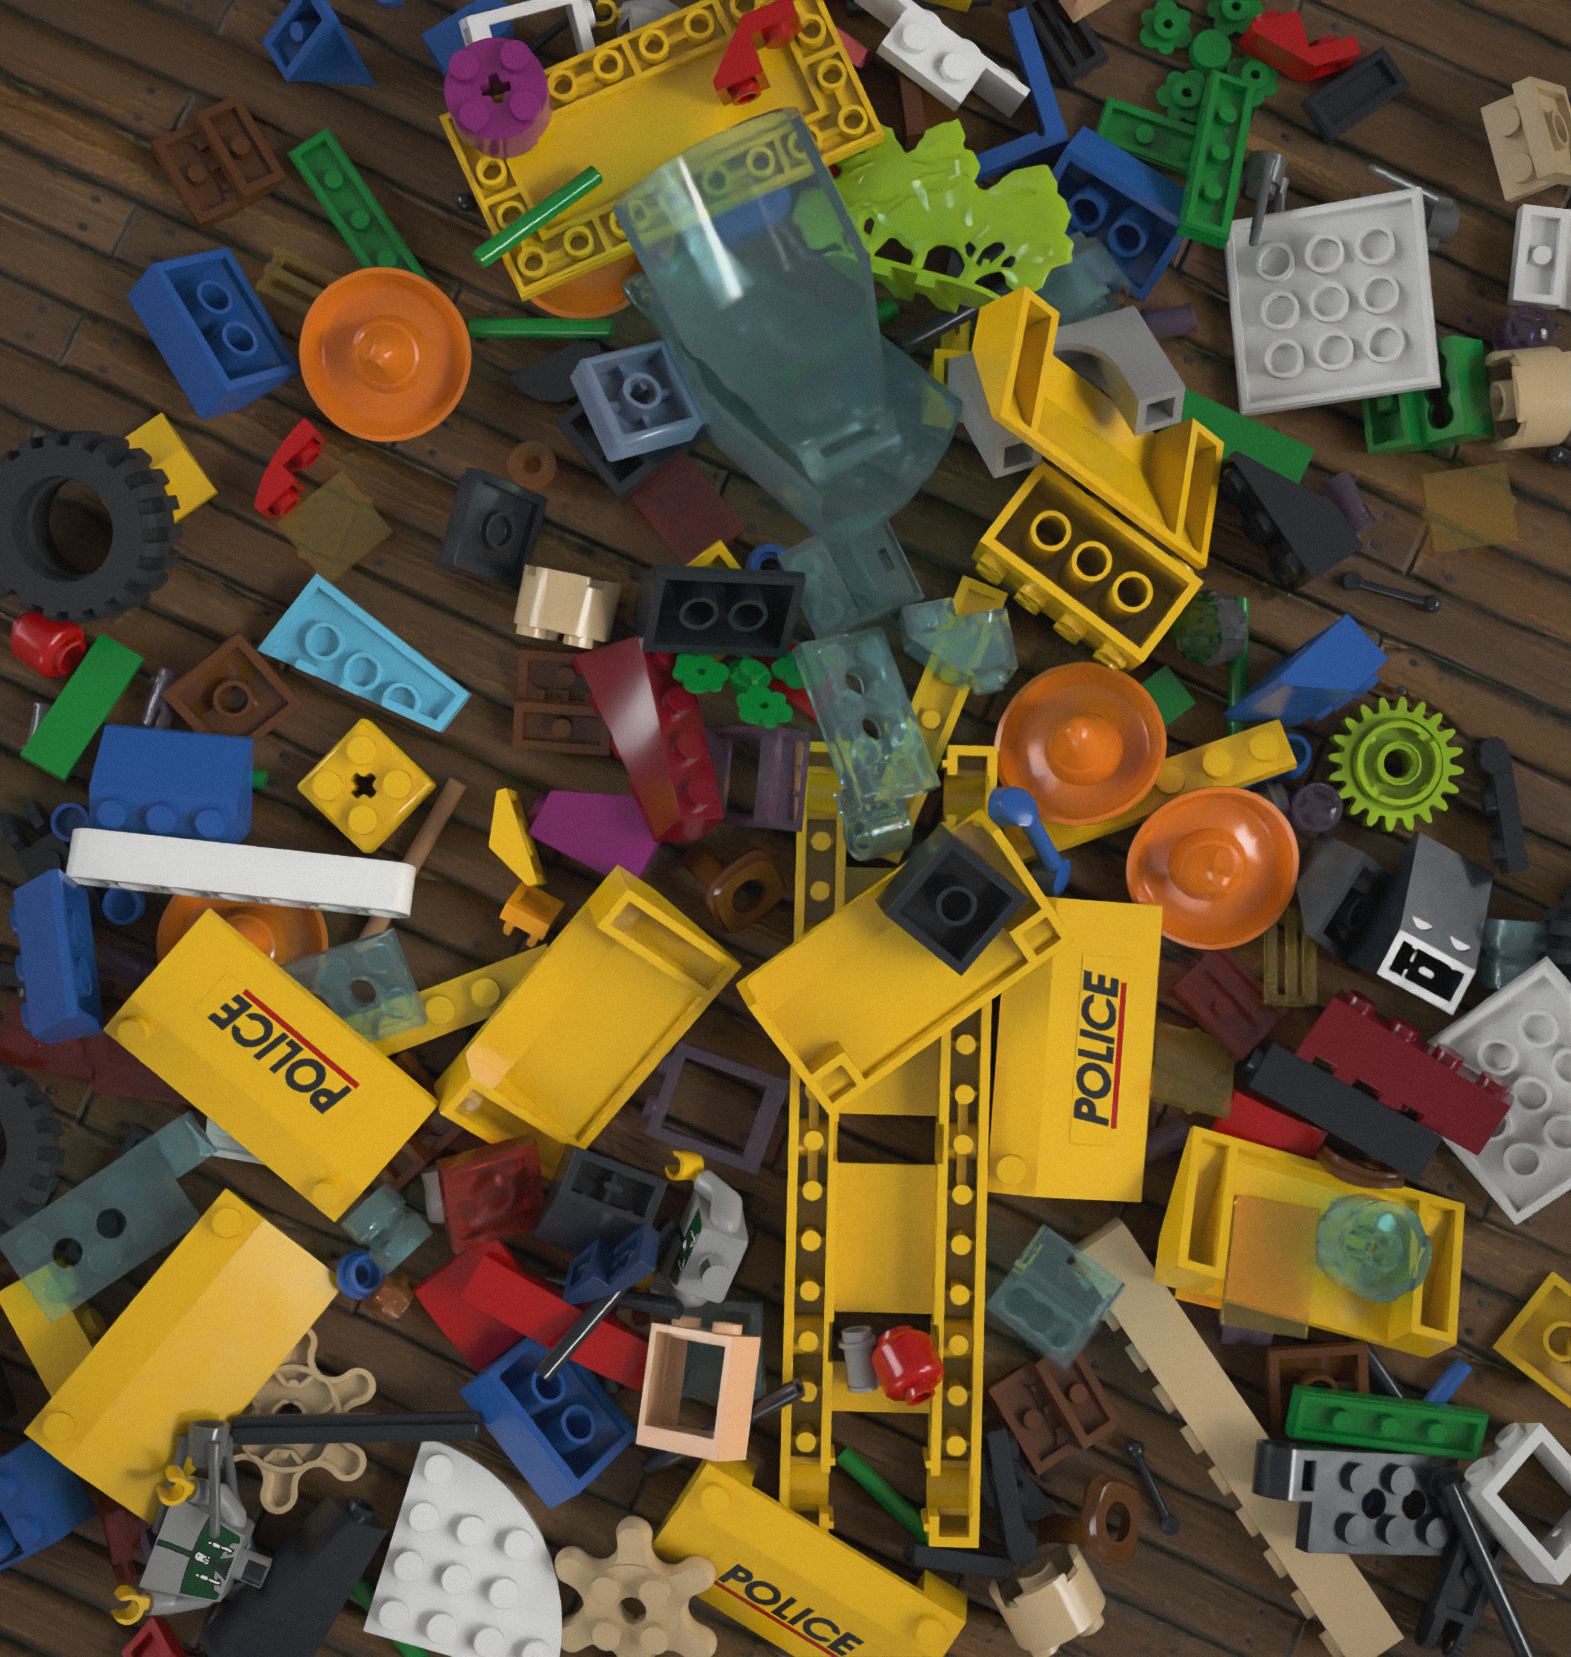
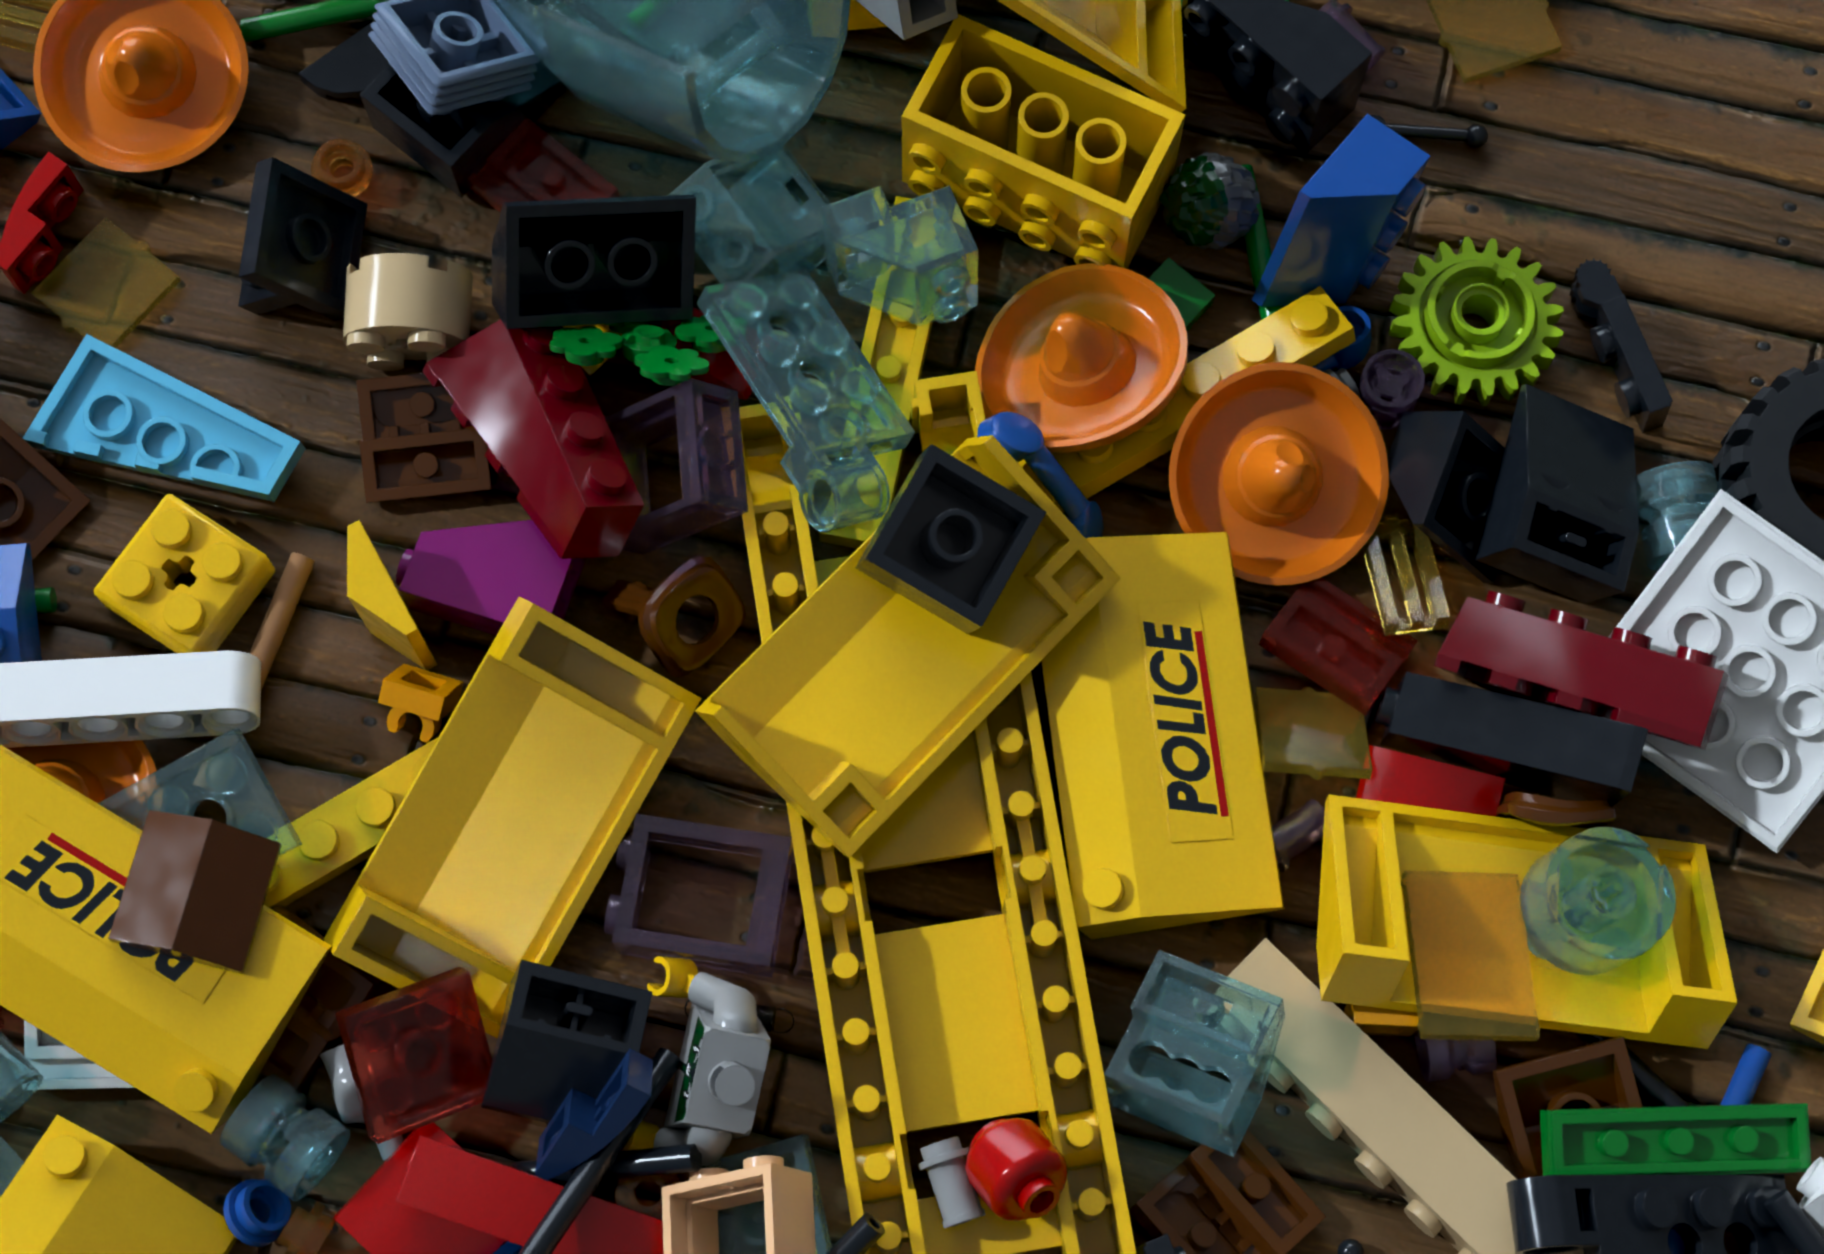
camera: 15 degrees left, 15 degrees down
(345, 1051) = (195, 890): none -> reddish brown slope

